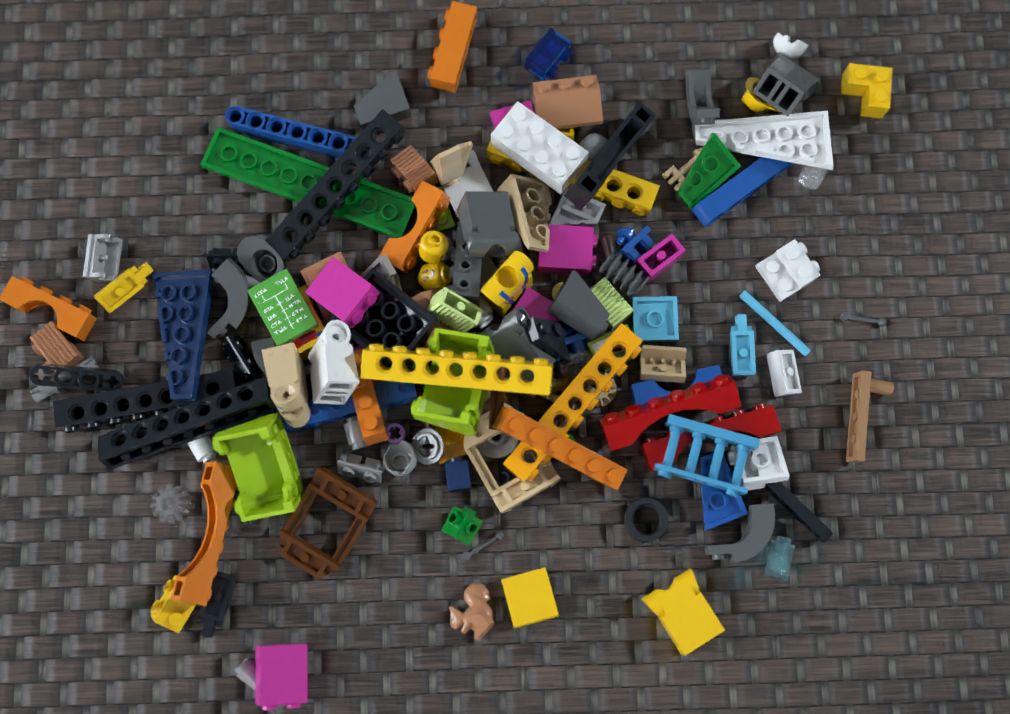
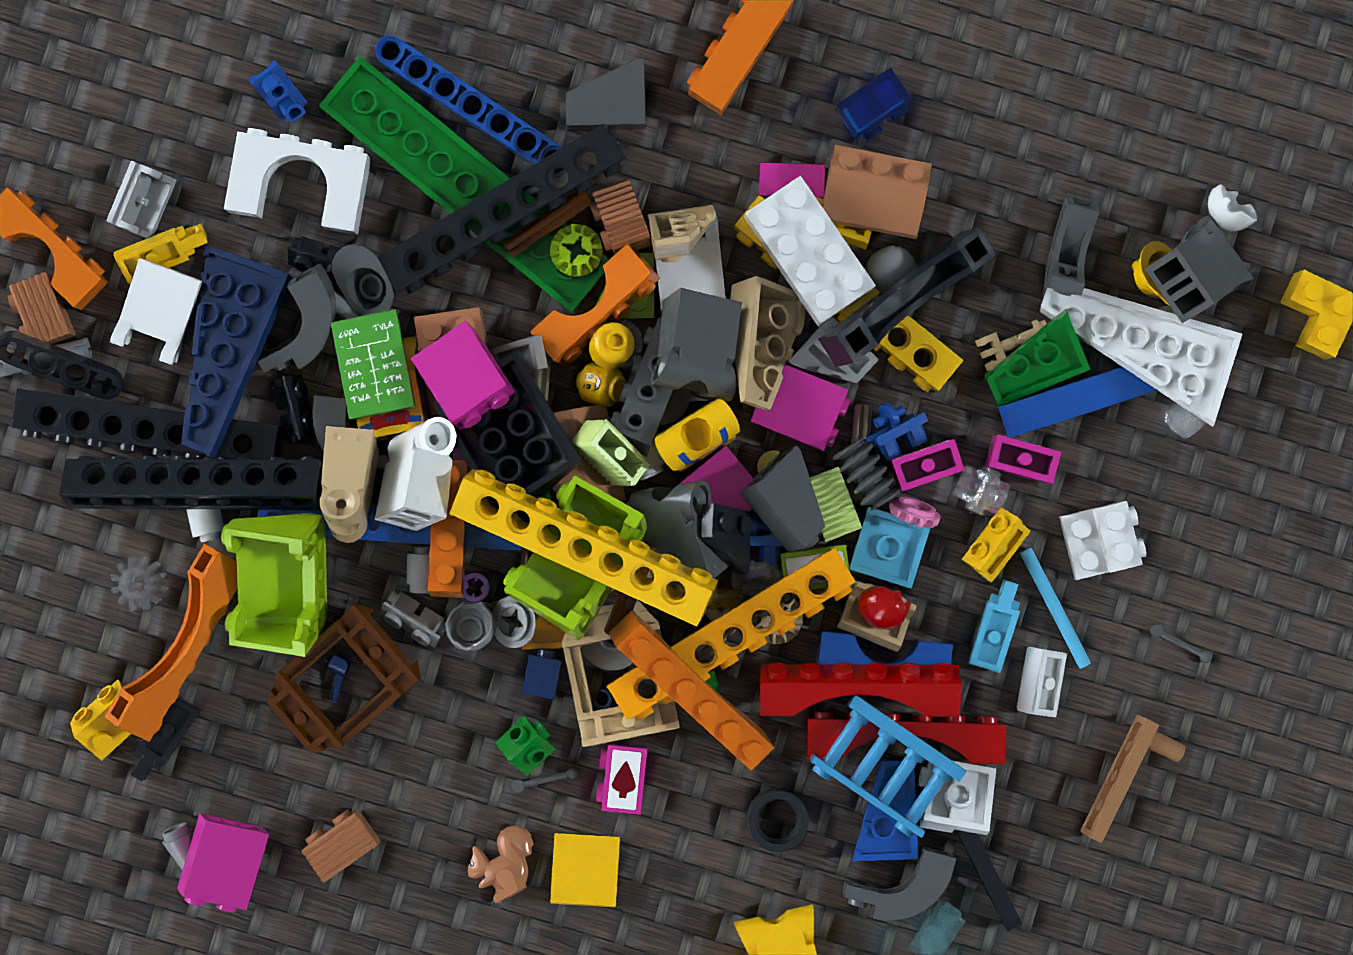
camera: 15 degrees right, 10 degrees up
(132, 320) = (158, 306): none -> white flag
(172, 163) = (279, 93): none -> blue hips
(172, 207) = (260, 156): none -> white arch
(322, 515) = (339, 665): none -> dark blue hand
(359, 636) = (340, 845): none -> nougat brick
(367, 187) = (546, 224): none -> reddish brown axle
(398, 204) = (582, 264): none -> lime gear
(534, 526) = (623, 778): none -> brick
(663, 290) = (914, 512): none -> bright pink gear
(665, 354) = (883, 607): none -> red hair
(701, 262) = (981, 490): none -> clear brick
(719, 234) = (1022, 459): none -> dark pink brick
(722, 293) = (996, 544): none -> yellow bracket

